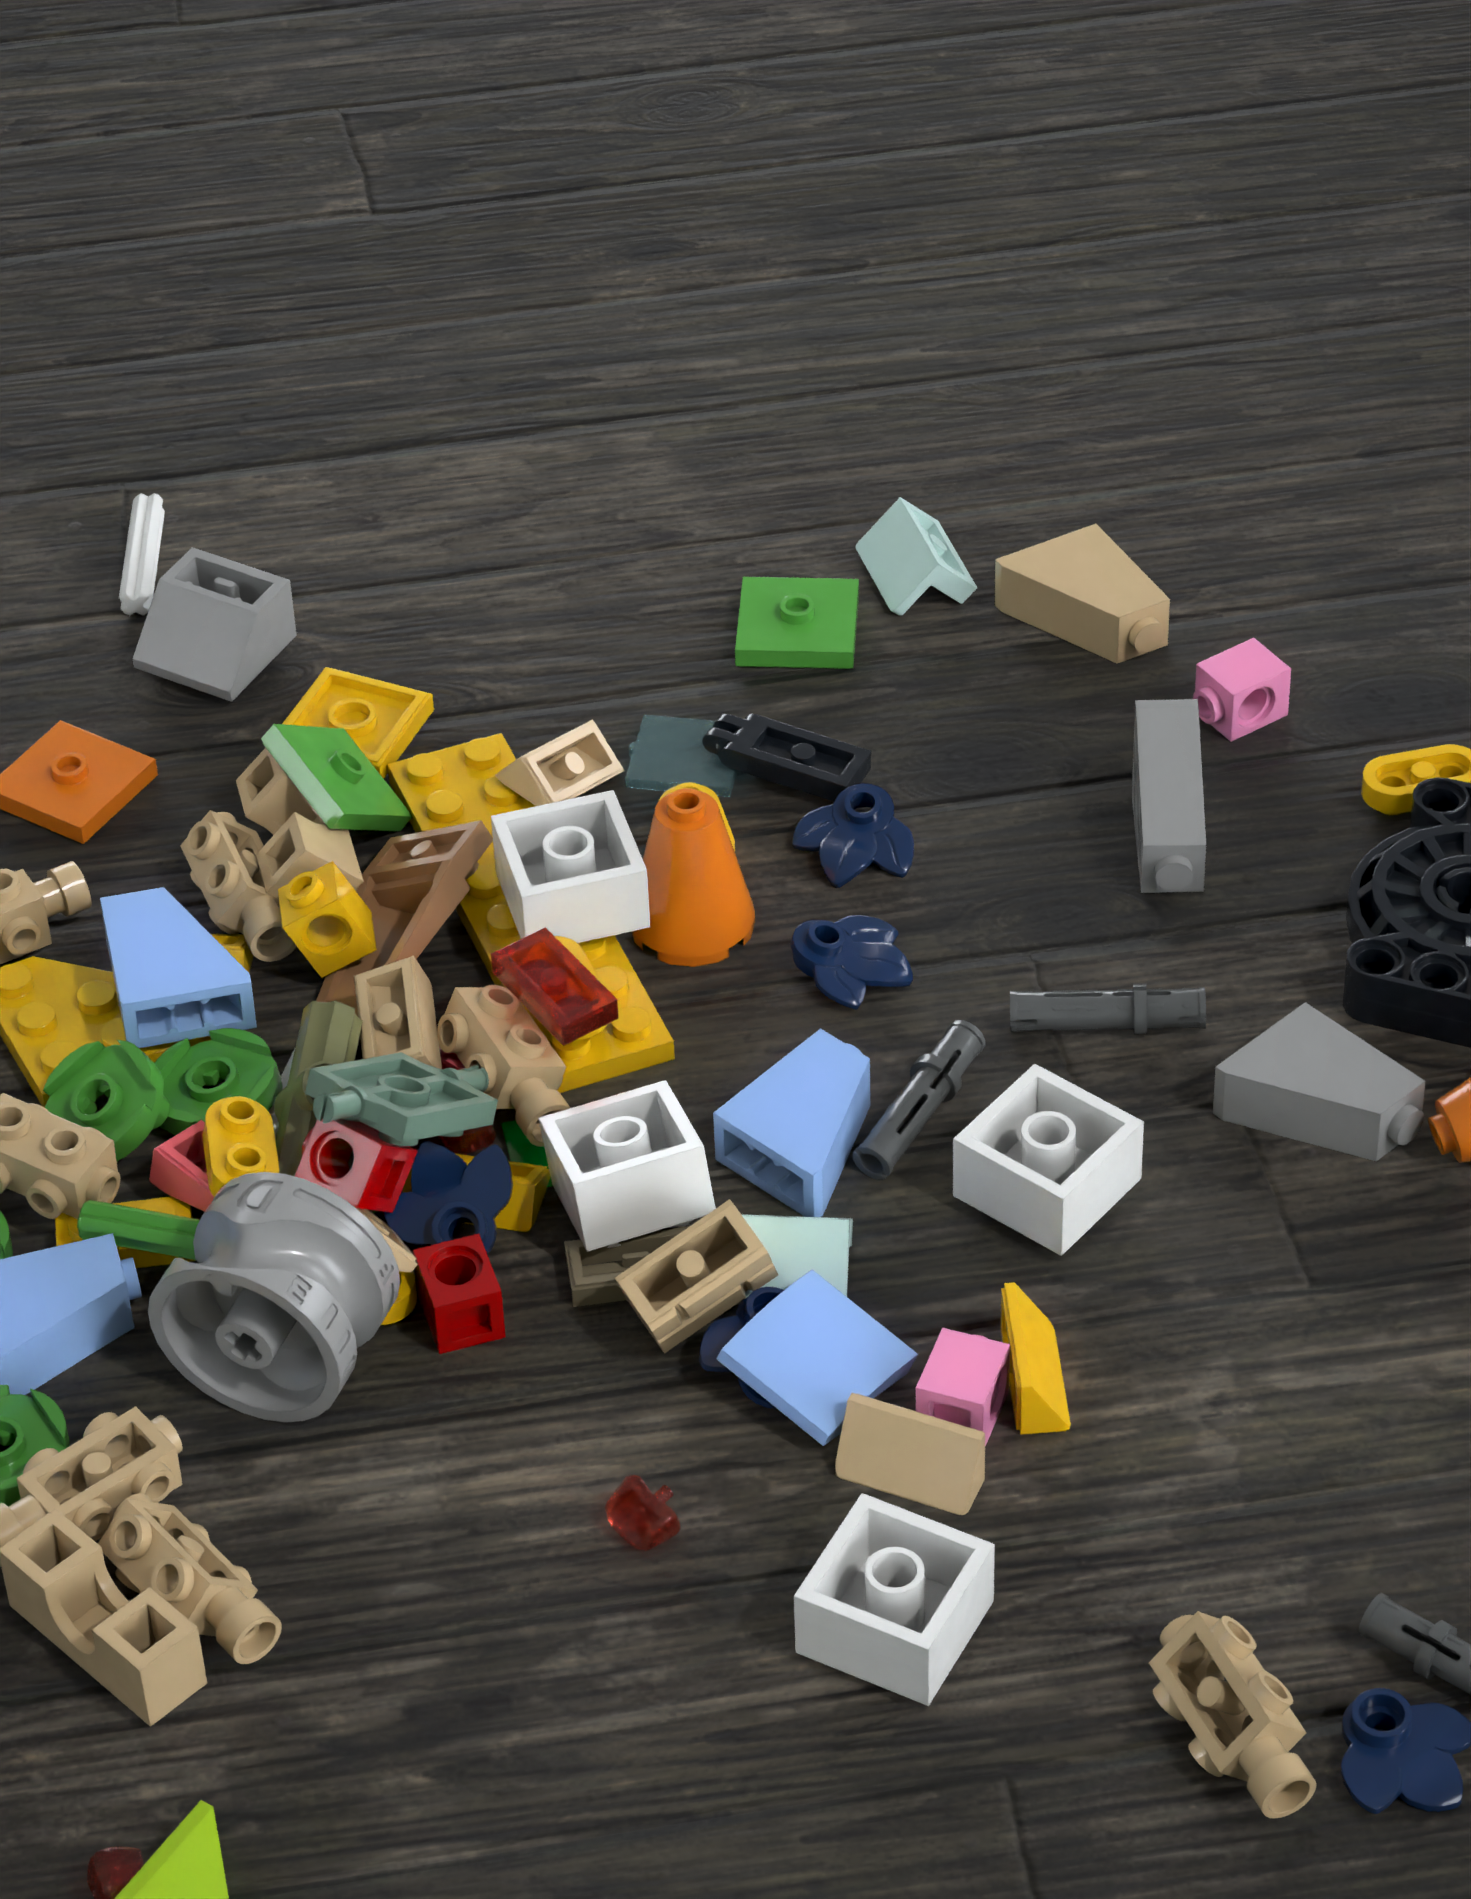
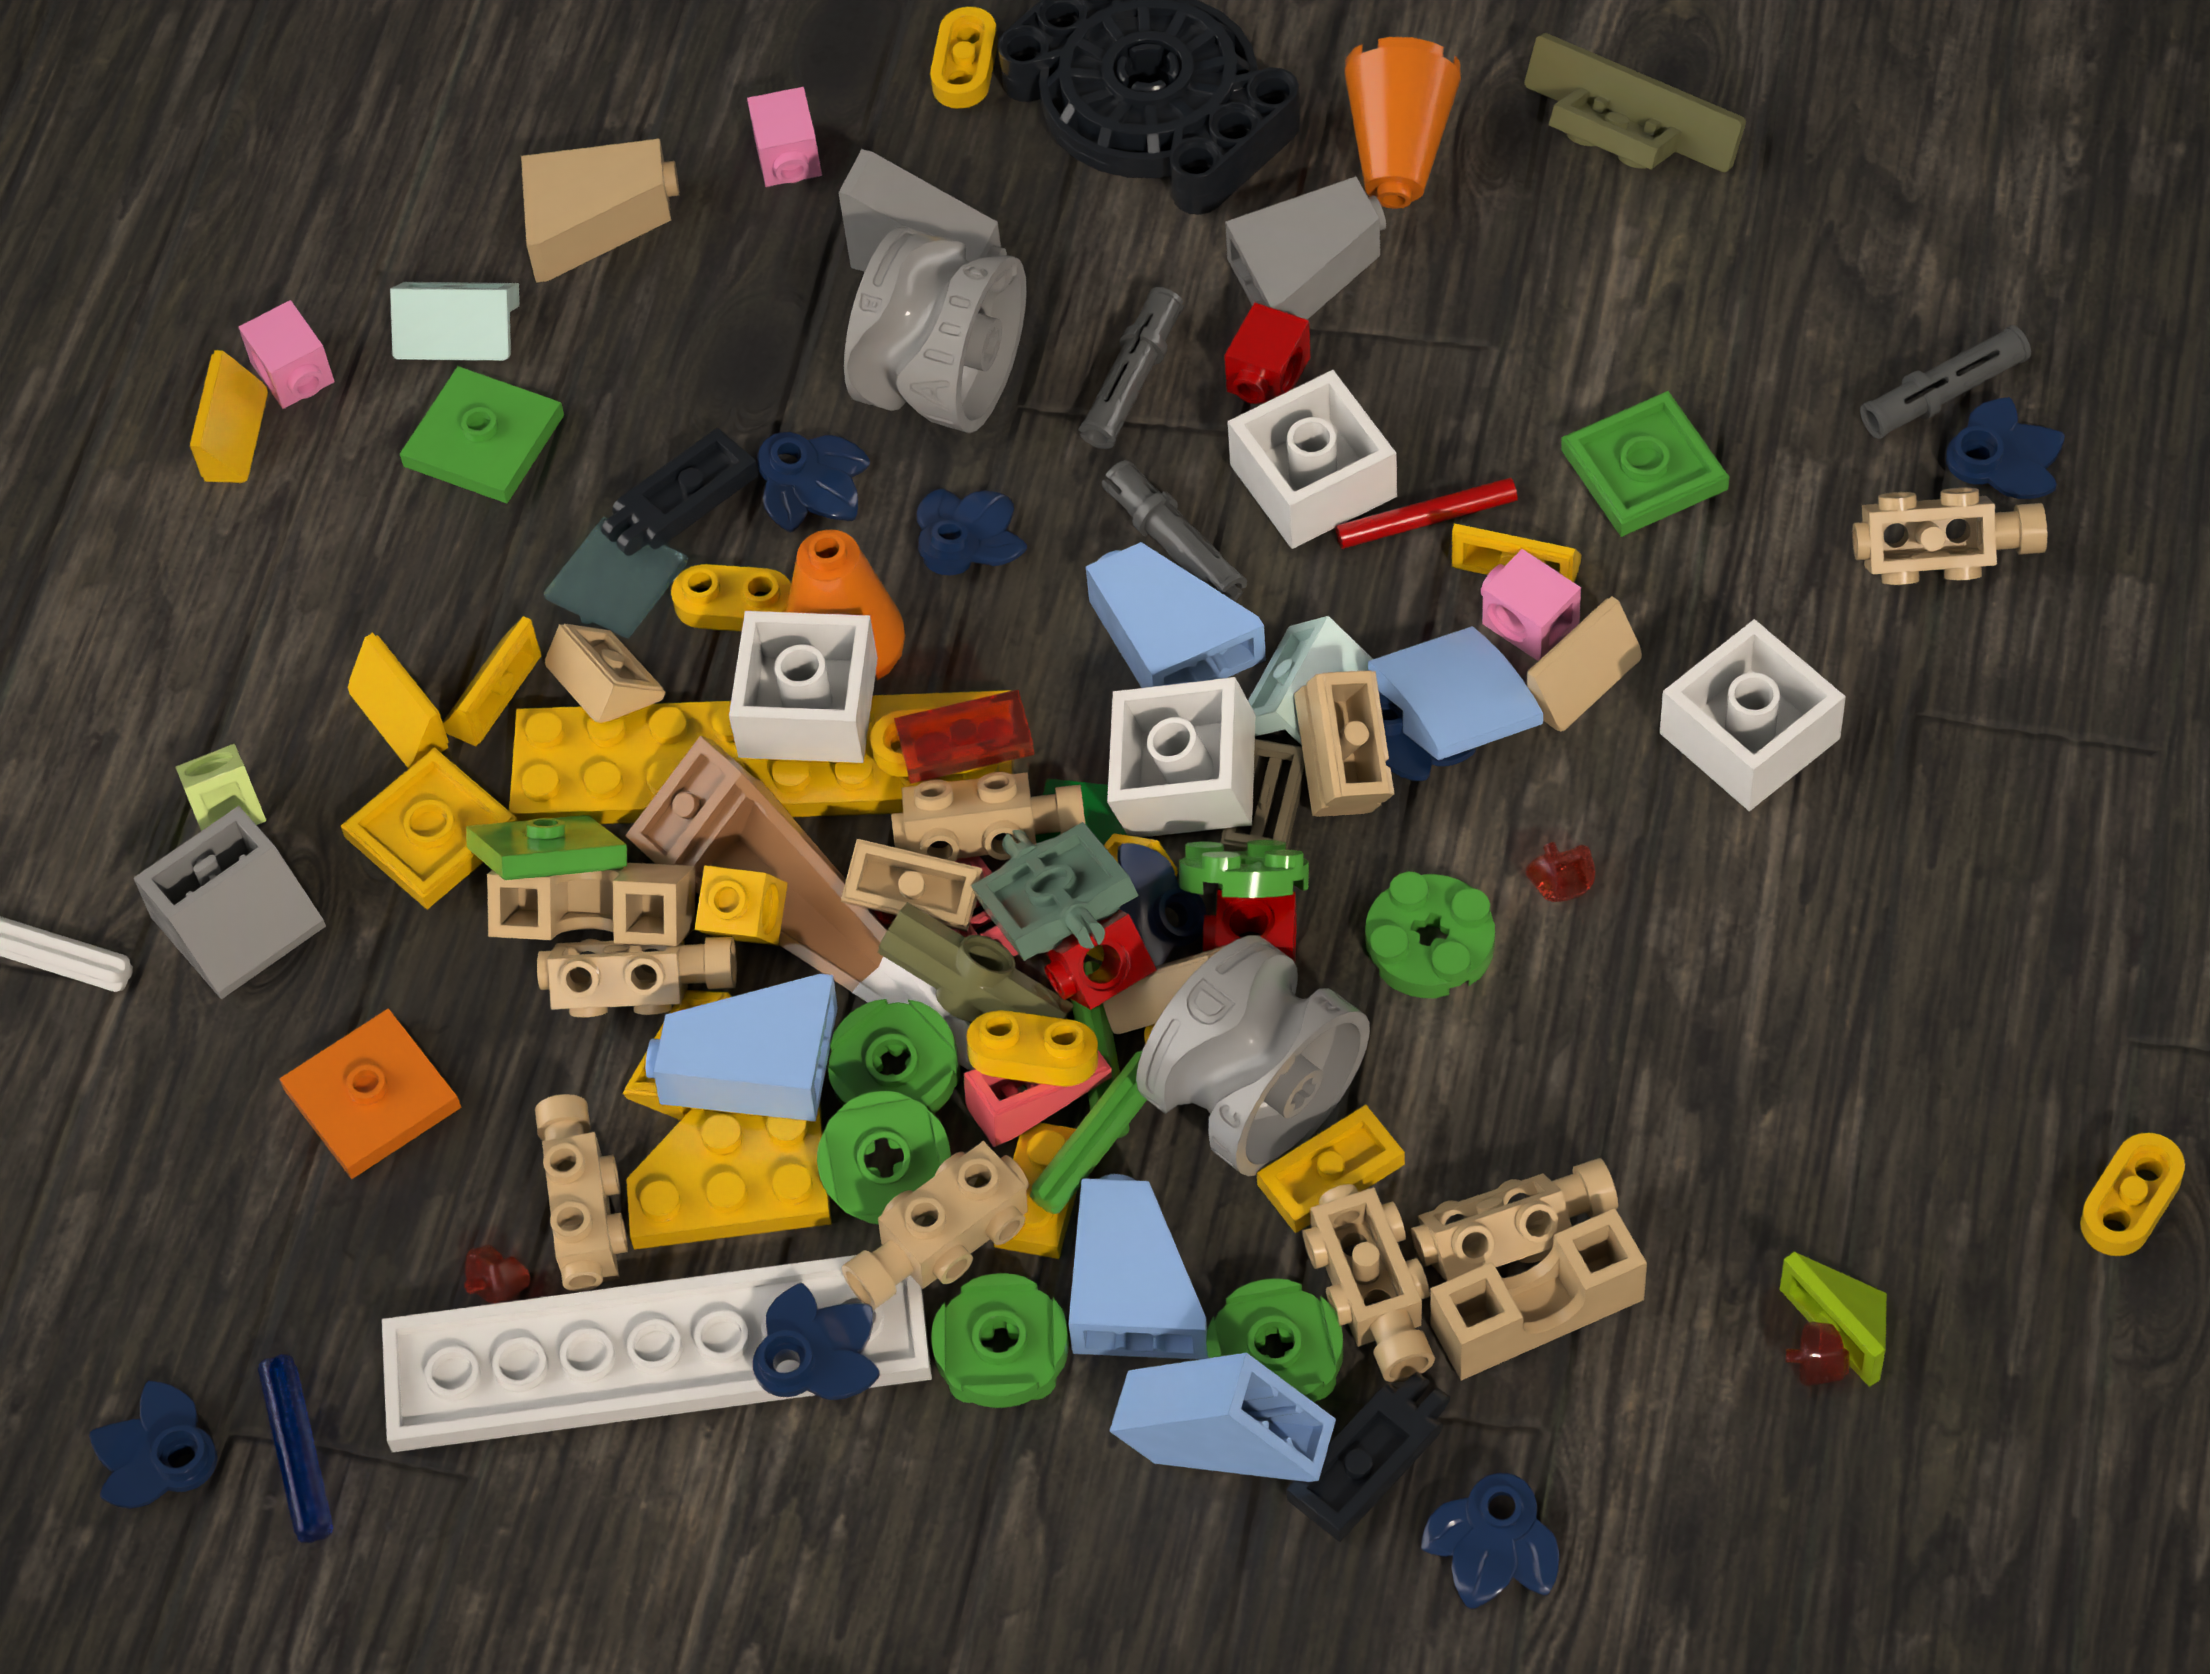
camera: 65 degrees left, 15 degrees up
(219, 1430) = (1349, 1152): none -> yellow plate
(324, 583) = (218, 785): none -> yellowish green brick
(479, 664) = (395, 703): none -> yellow slope
(510, 1242) = (1255, 873): none -> bright green plate
(520, 1402) = (1430, 901): none -> bright green plate
(522, 709) = (494, 684): none -> yellow slope
(725, 467) = (228, 421): none -> yellow slope
(811, 475) = (286, 354): none -> bright pink brick
(1030, 828) = (934, 329): none -> light grey piece
(1054, 1285) = (1426, 513): none -> red bar
(1172, 1097) = (1267, 354): none -> red brick
(1205, 1435) = (1644, 463): none -> bright green plate

